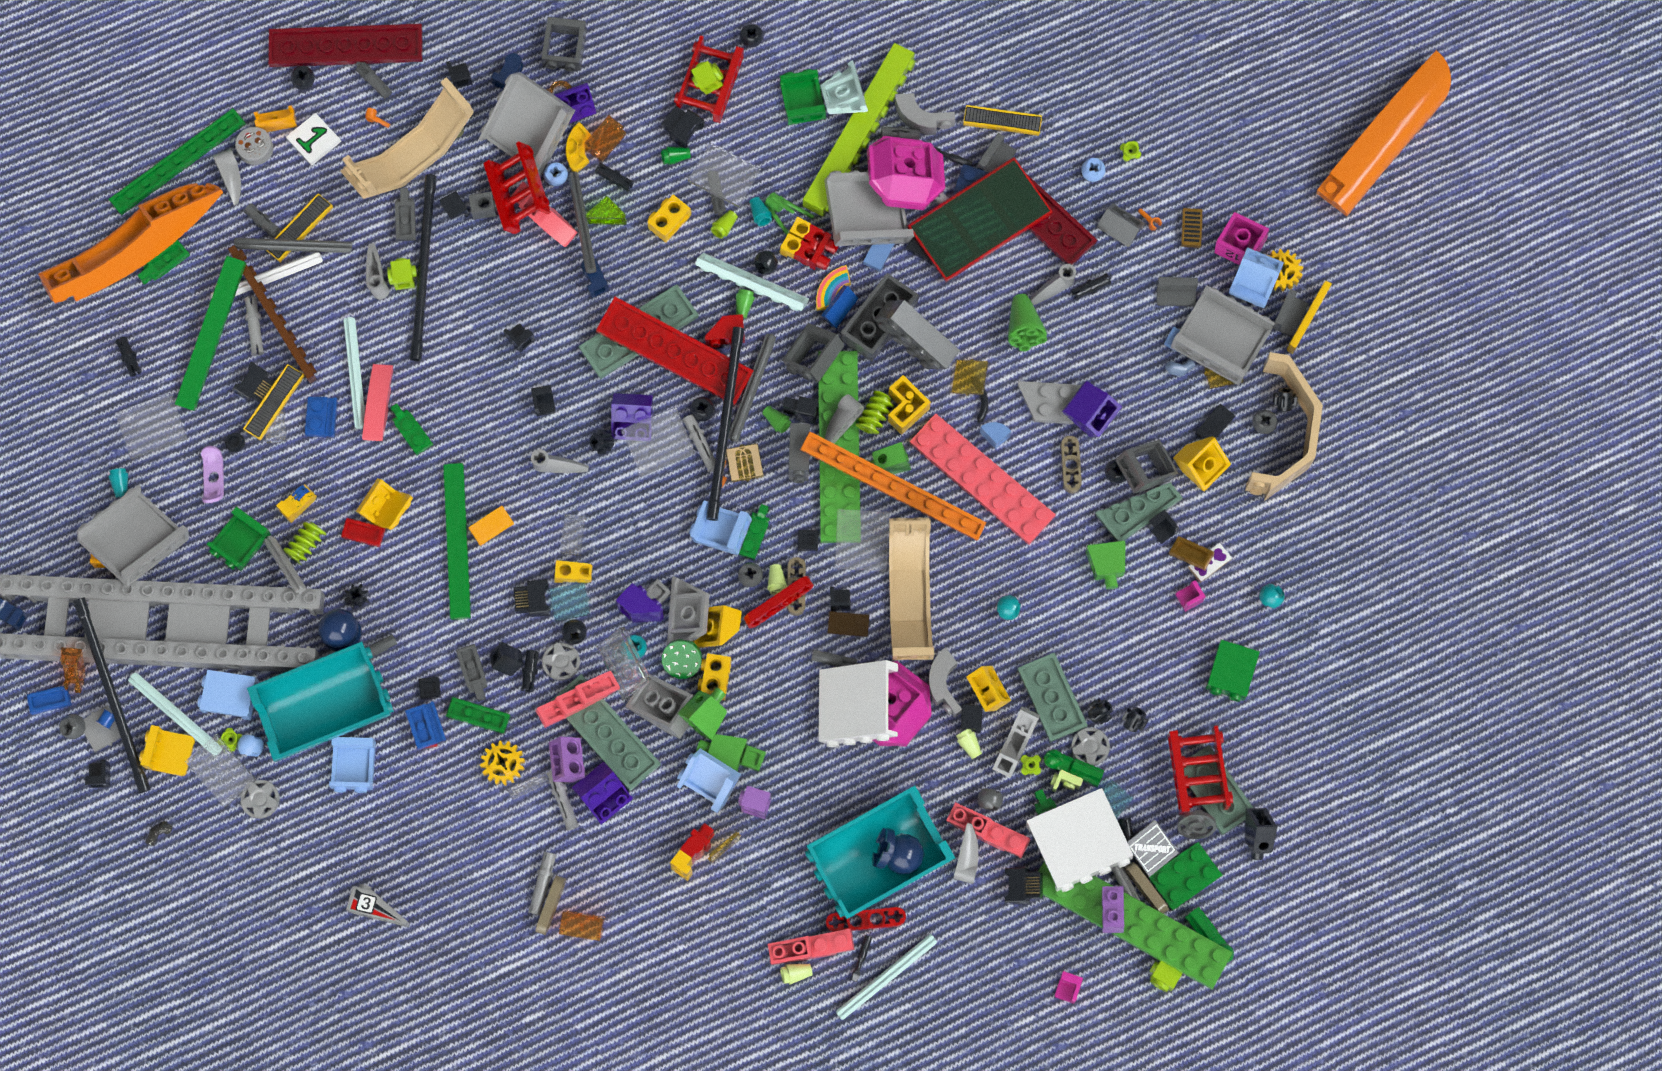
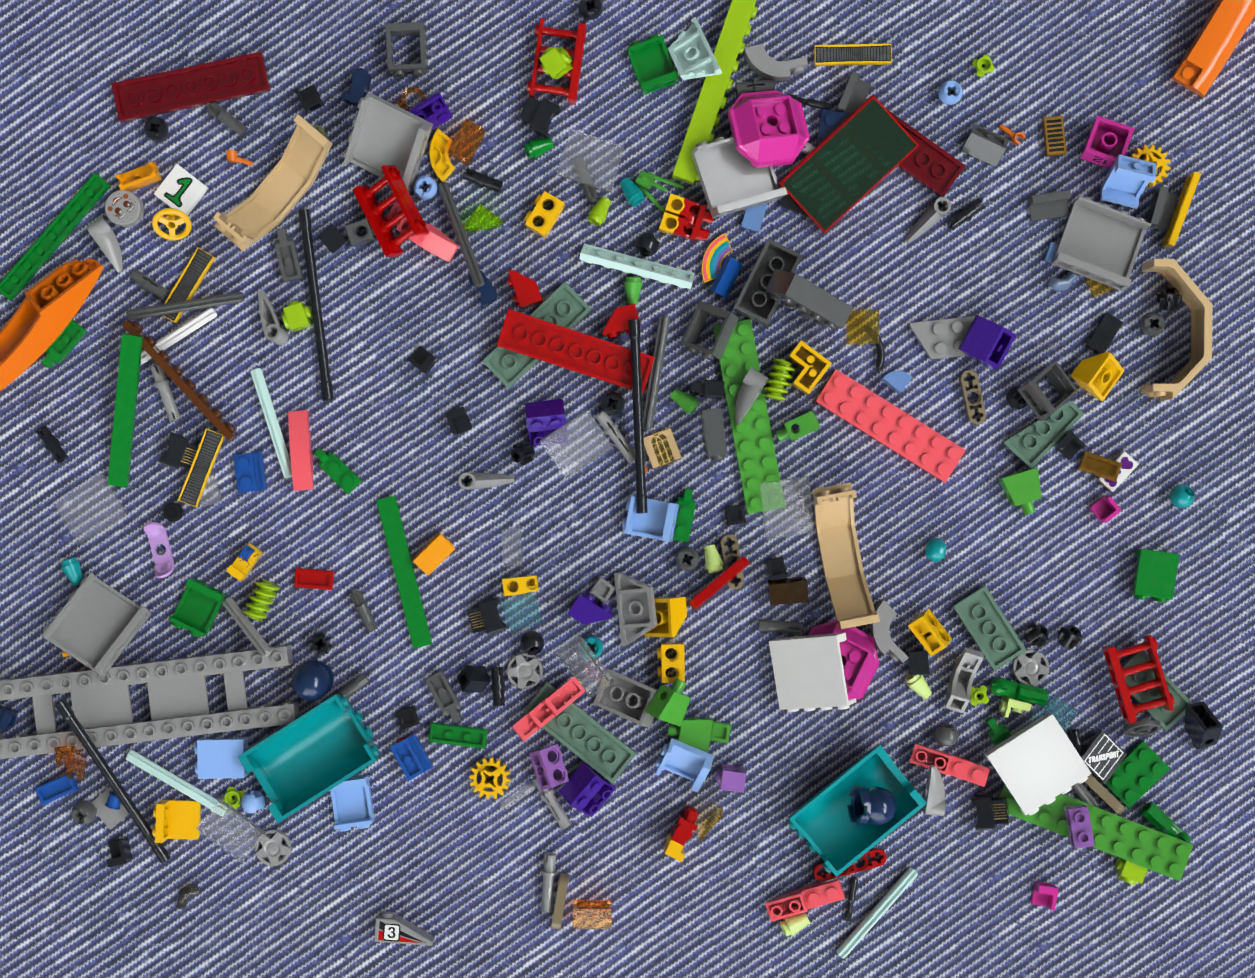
camera: 10 degrees left, 15 degrees up
(300, 159) = (172, 219): none -> yellow piece
(384, 505) = (329, 552): yellow bracket -> none
(407, 572) = (363, 610): none -> dark grey piece
(636, 285) = (525, 288): none -> red slope
(681, 658) = (638, 652): tile -> none
(893, 486) = (808, 453): orange plate -> none
(1025, 324) = (908, 264): bright green cone -> none

